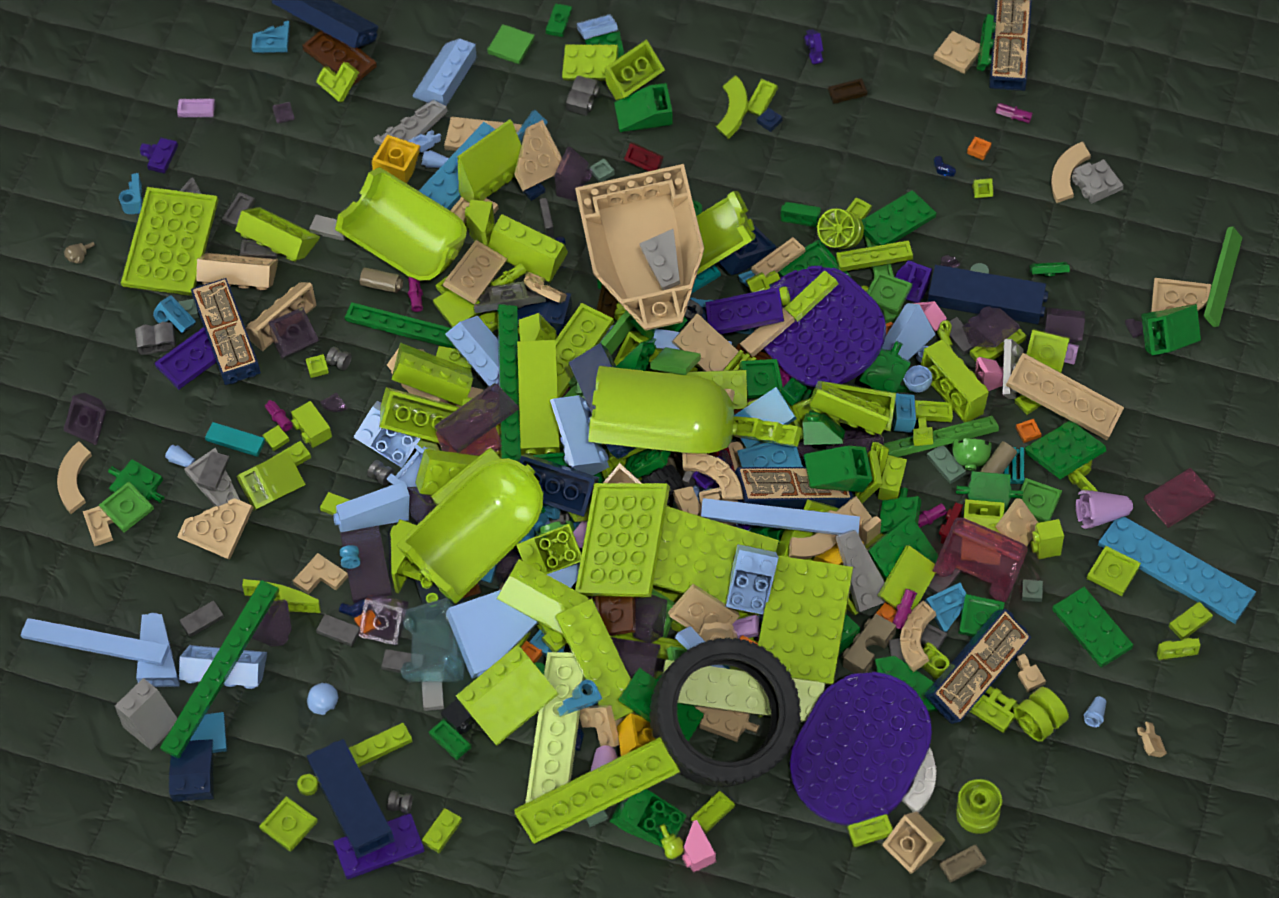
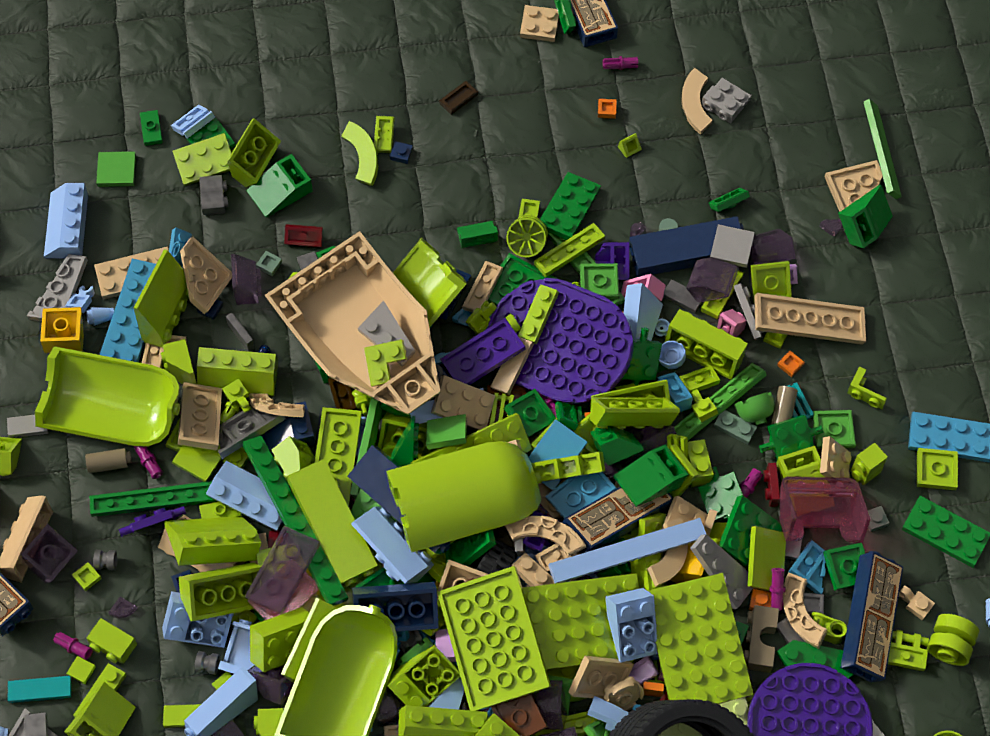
camera: 30 degrees left, 5 degrees up
(383, 339) = (159, 515): none -> dark purple plate
(515, 266) = (236, 394): none -> lime plate
(645, 274) = (380, 356): none -> lime plate
(814, 42) = (409, 62): dark purple hinge -> none
(943, 169) = (584, 140): clear blue arm -> none
(944, 332) = (669, 299): lime arm -> none
(1026, 306) = (732, 245): none -> light grey tile
(1065, 449) = (836, 369): green plate -> none
(1099, 508) = (895, 414): lavender cone -> none
(1179, 497) = (954, 373): clear pink plate -> none

